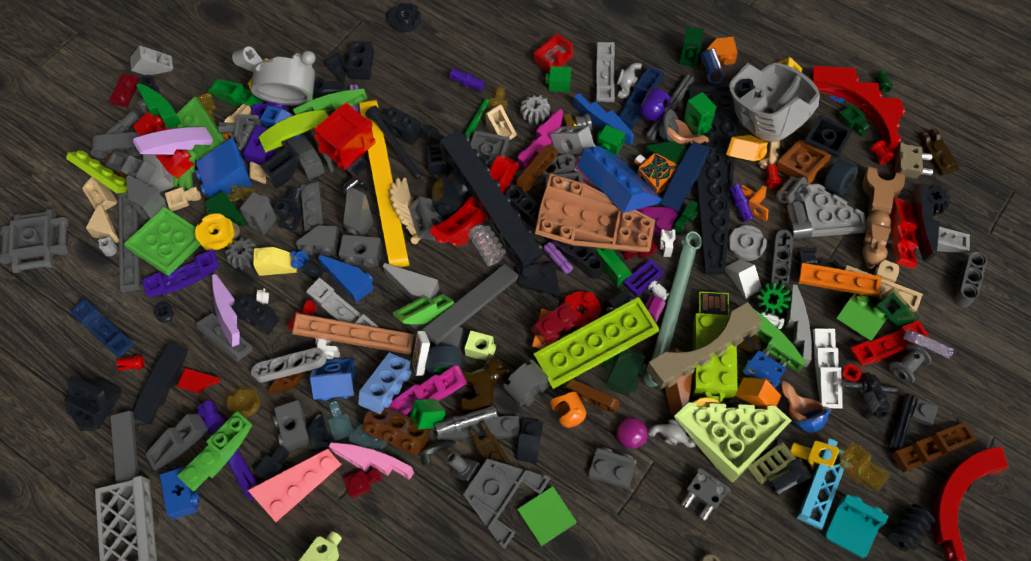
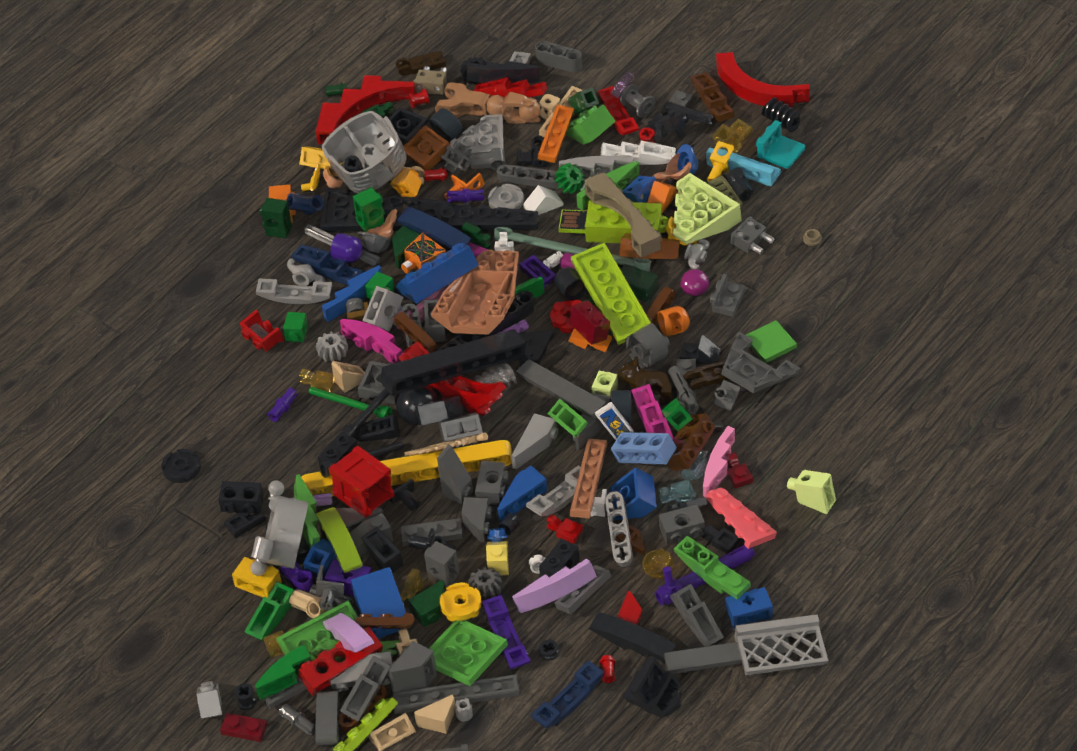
camera: 85 degrees left, 15 degrees down
(192, 171) = (386, 621): none -> reddish brown plate

